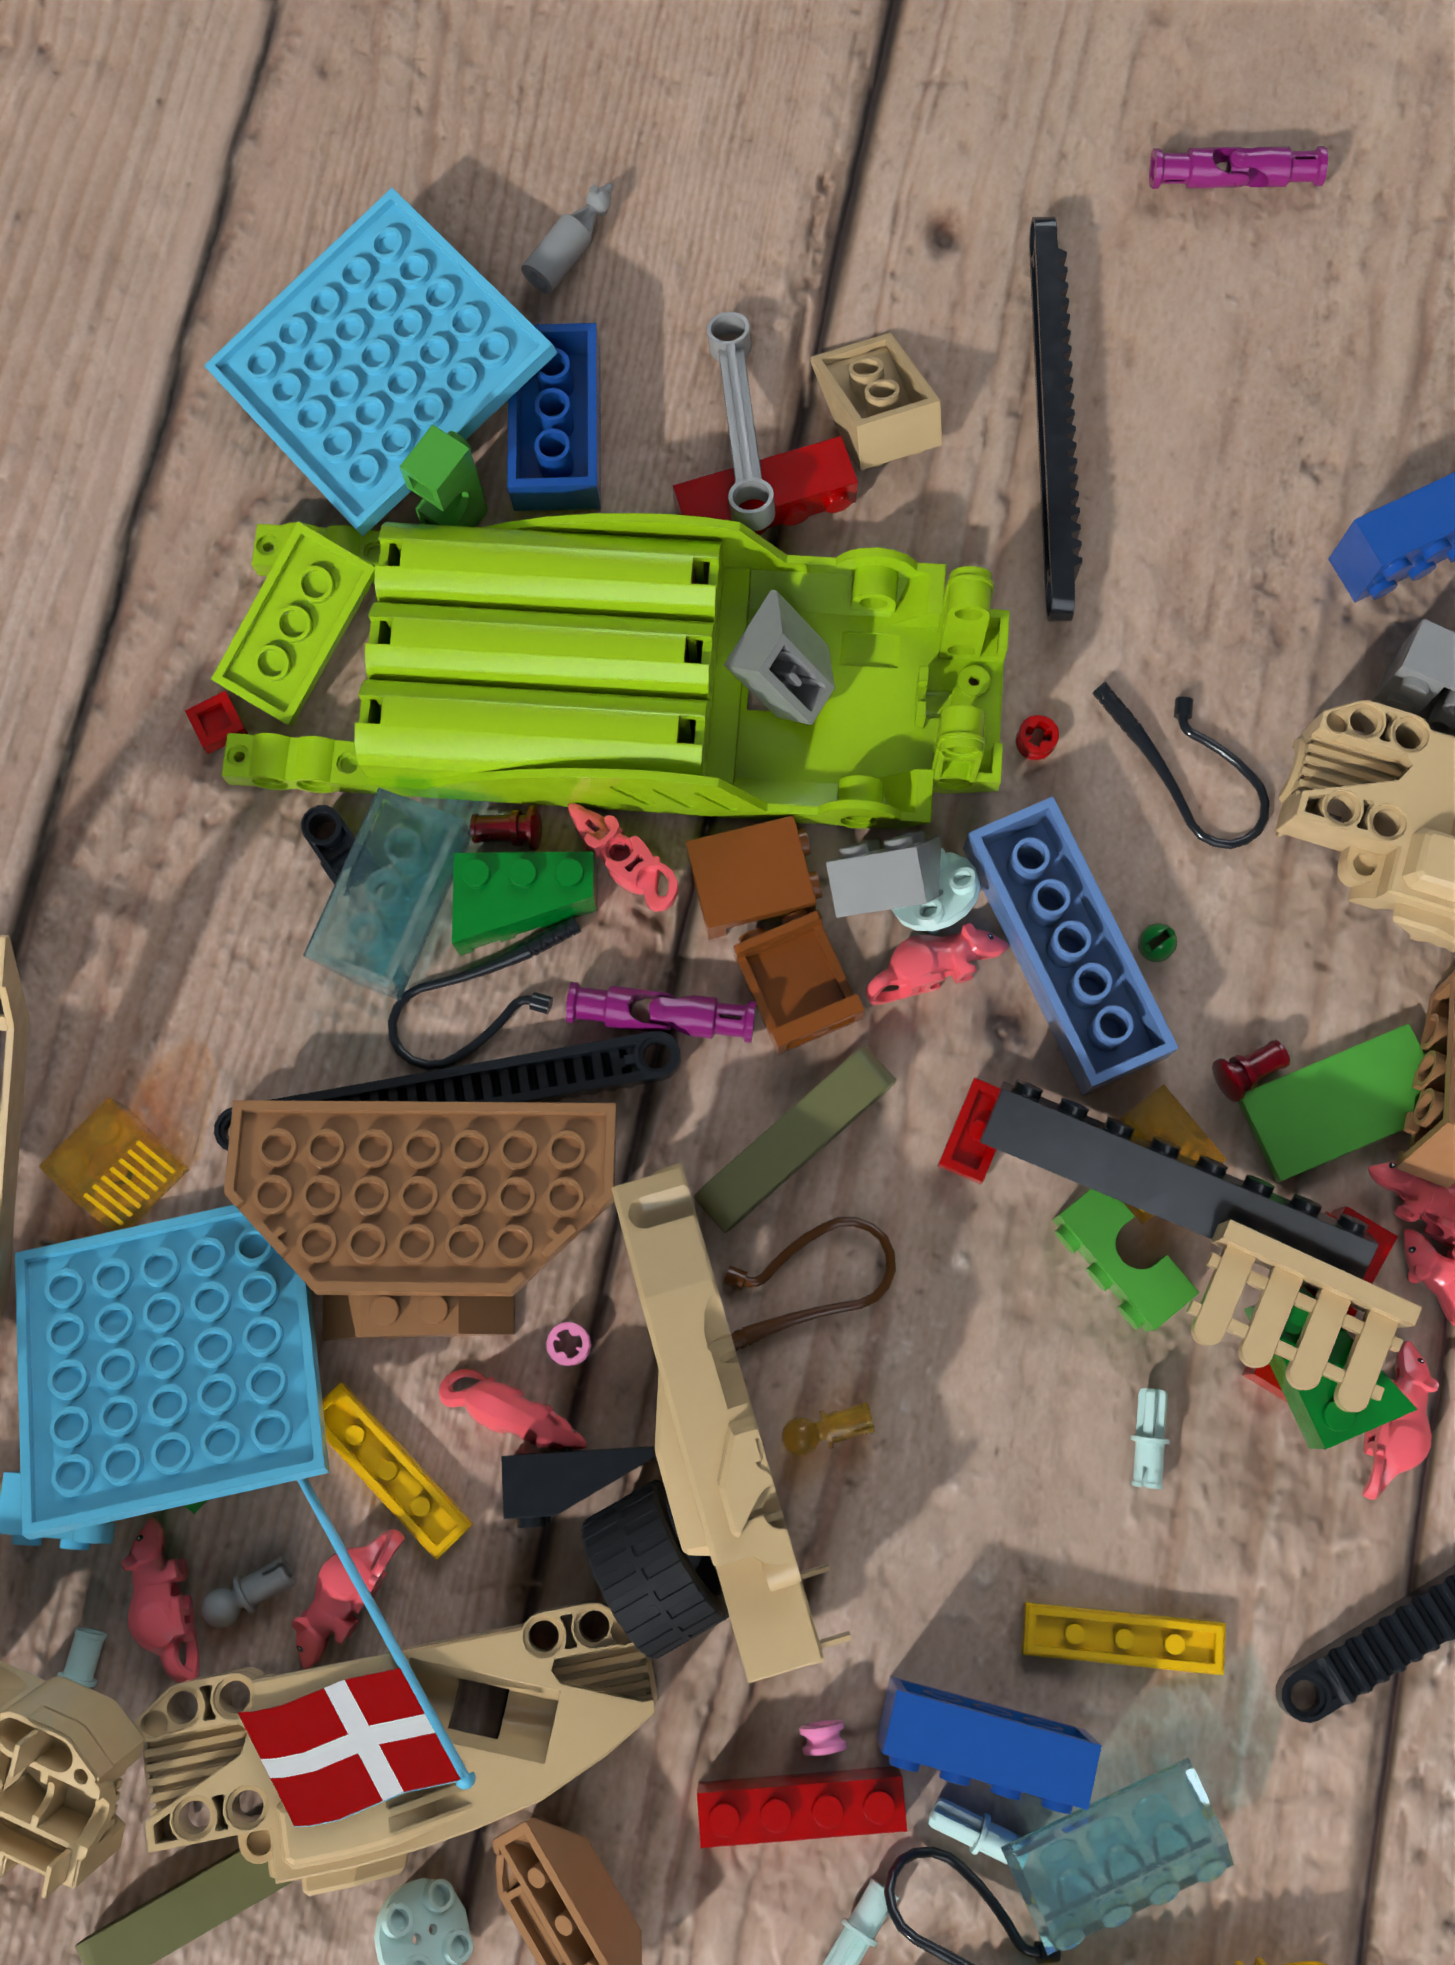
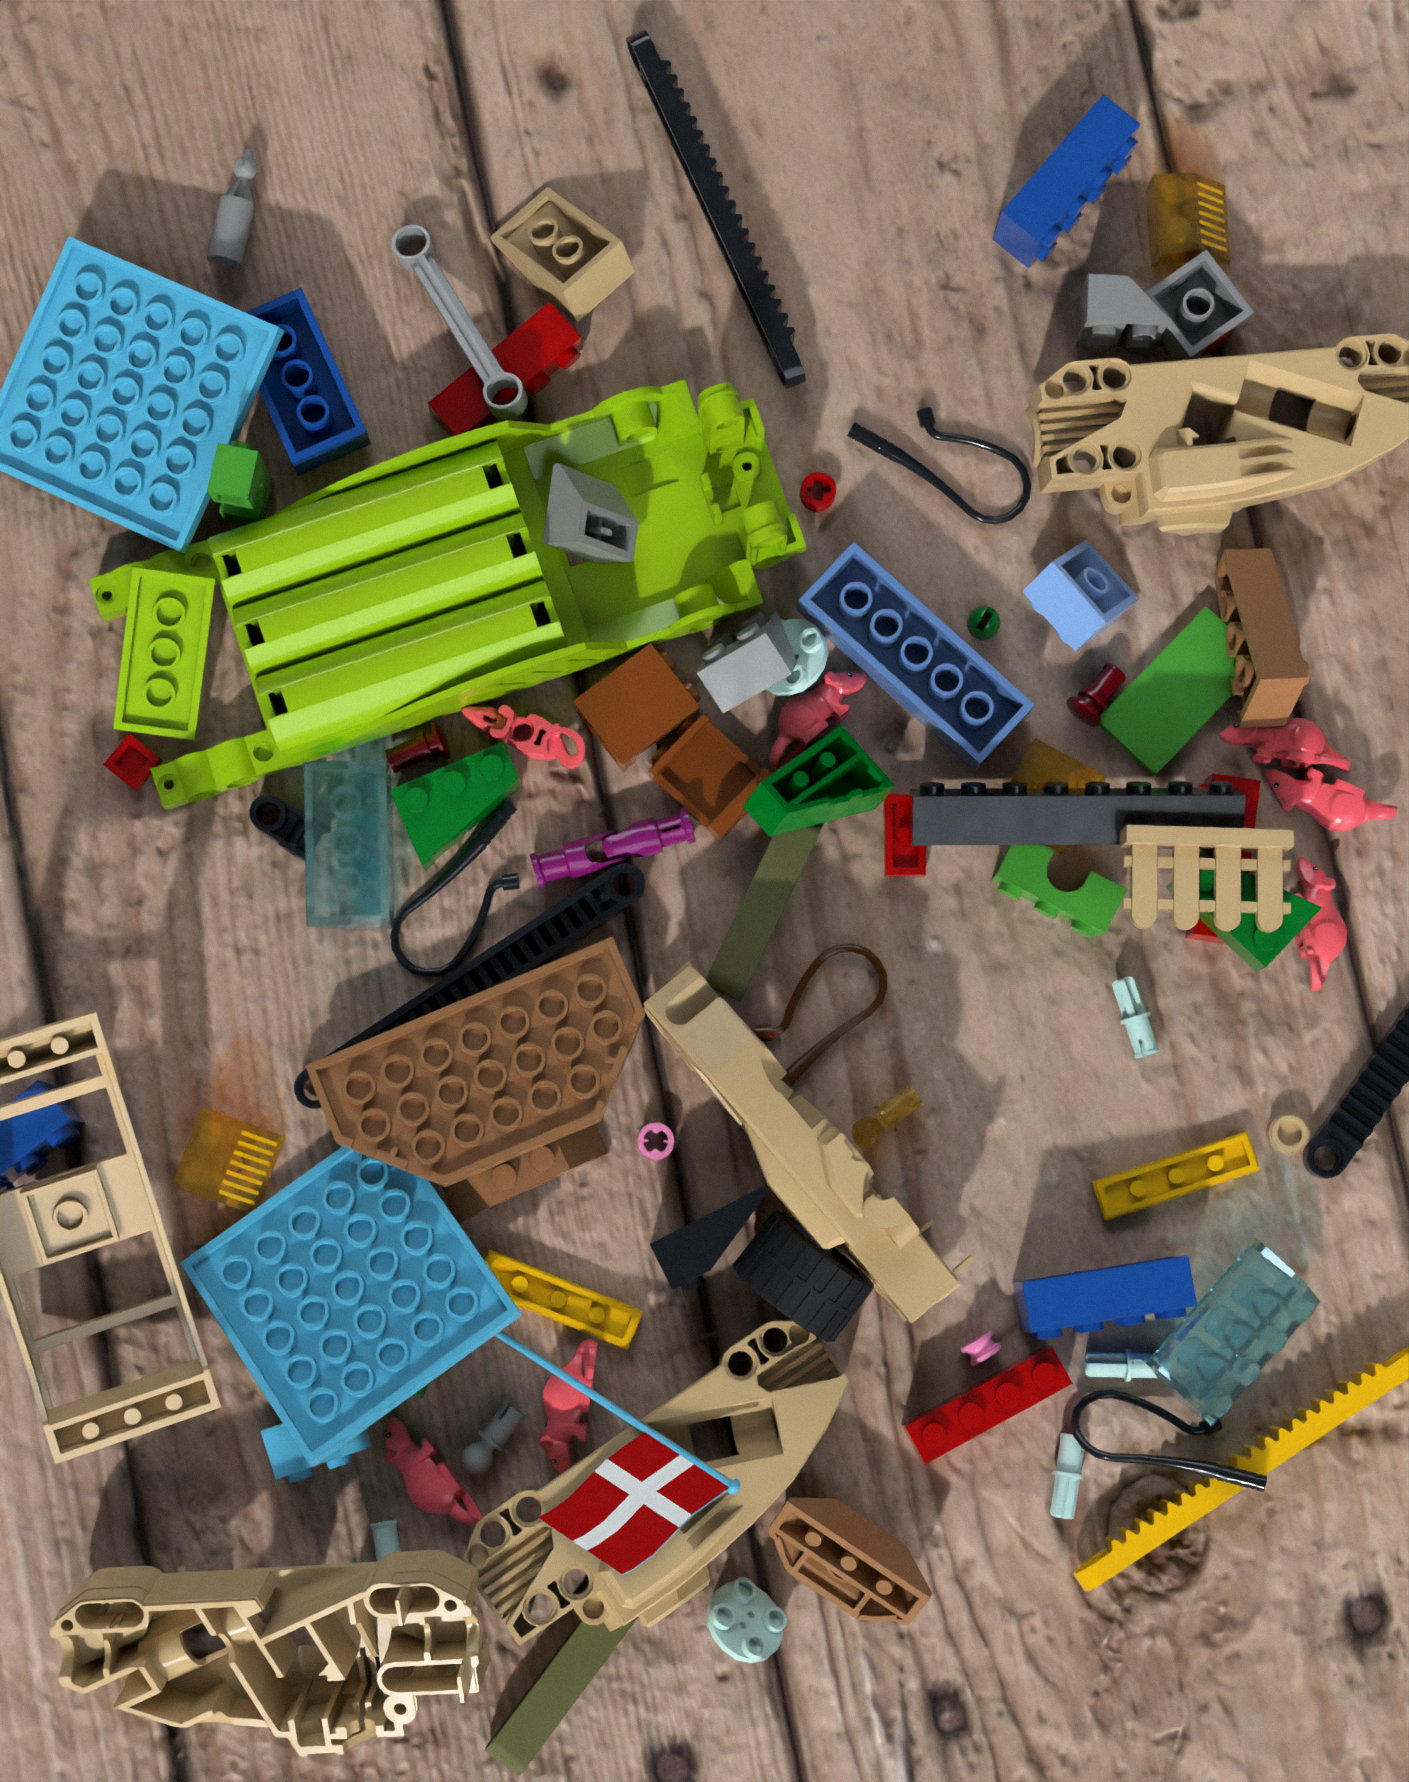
camera: 35 degrees left, 5 degrees up
(506, 1410) = (629, 1213): coral animal -> none
(905, 1037) = (819, 786): none -> green wedge
(1271, 1647) = (1288, 1133): none -> tan tile
(1274, 955) = (1080, 595): none -> light blue slope

